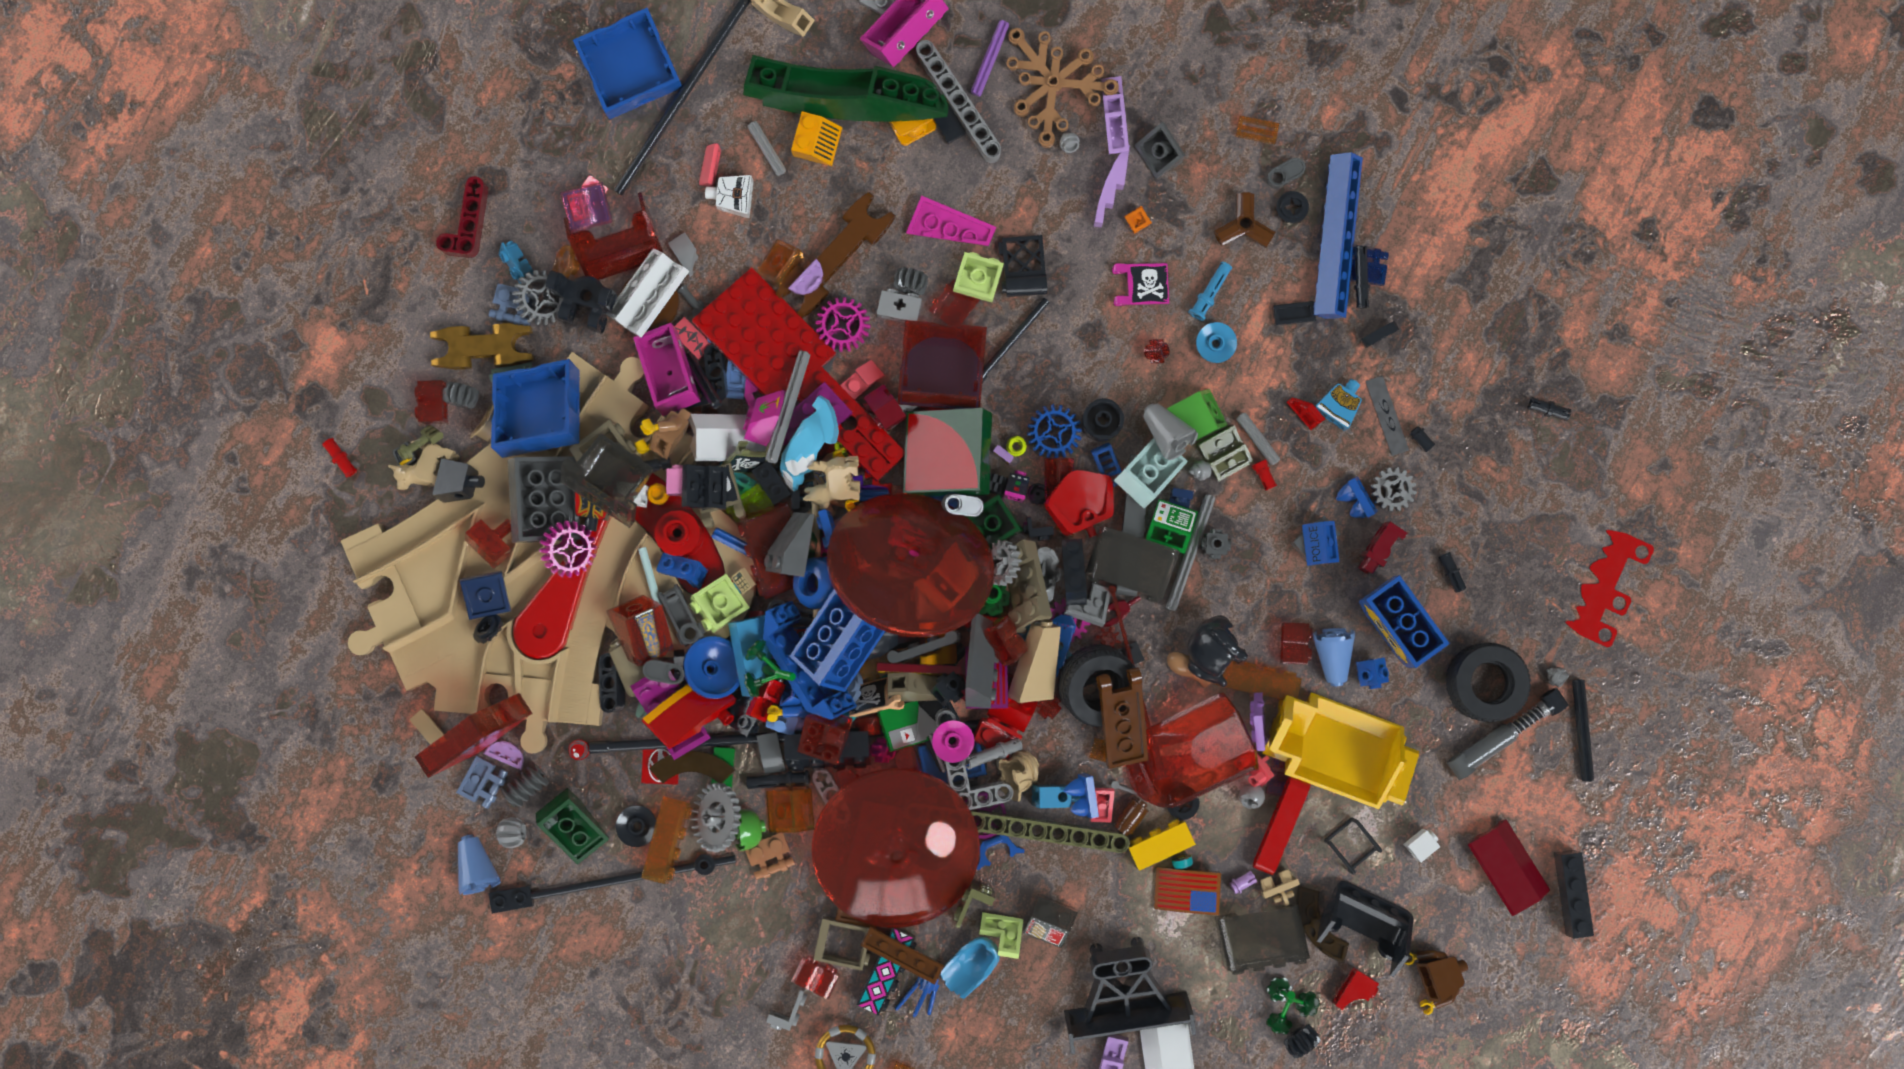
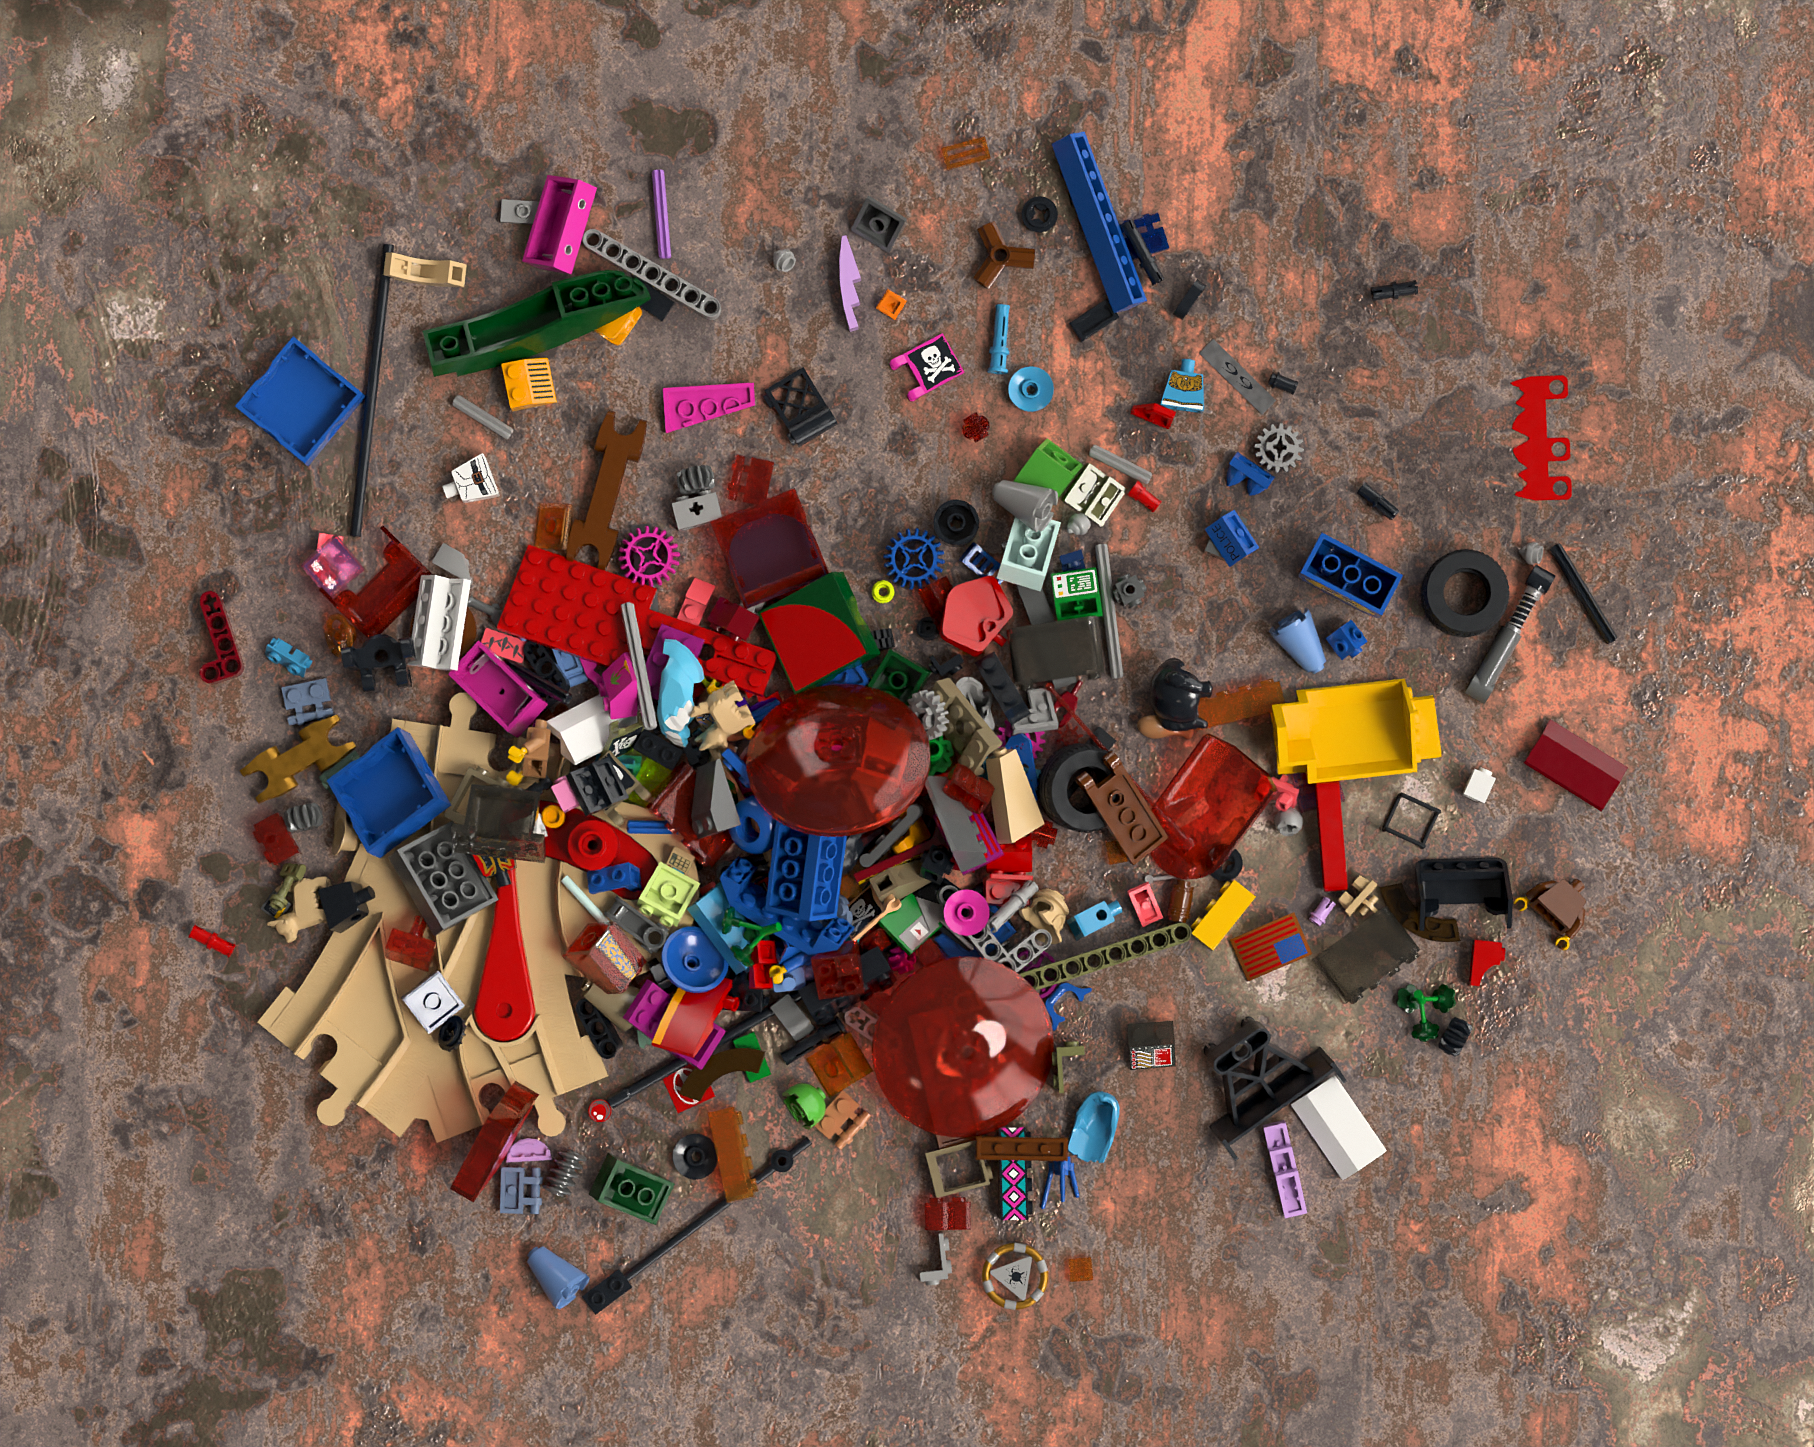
camera: 25 degrees left, 0 degrees up
(426, 726) = (438, 1165): tan piece -> none
(511, 832) = (574, 1225): light grey piece -> none
(532, 294) = (332, 698): light grey gear -> none
(585, 549) = (504, 928): dark pink gear -> none
(659, 670) = (644, 989): dark grey piece -> none
(707, 815) = (763, 1110): light grey gear -> none
(710, 165) = (434, 463): coral slope -> none
(808, 280) = (594, 529): lavender tile -> none
(966, 505) = (863, 675): piece -> none
(978, 276) = (761, 441): yellowish green plate -> none
(1003, 454) = (873, 606): lavender tile -> none
(1007, 929) = (1111, 1073): yellowish green plate -> none
(1014, 337) = (827, 482): black bar -> none
(1017, 486) = (904, 631): slope -> none
(1038, 63) = (713, 196): medium nougat plant -> none
(1083, 787) = (1119, 895): blue tile -> none
(1115, 119) = (816, 211): lavender slope -> none
(1182, 861) = (1252, 920): teal tile -> none
(1257, 720) = (1257, 744): medium lavender plate -> none
(1289, 171) = (1019, 179): dark grey piece -> none
(1295, 643) = (1257, 650): clear red brick -> none
(1380, 547) = (1292, 513): dark red hips -> none
(1573, 894) = (1651, 759): black brick -> none

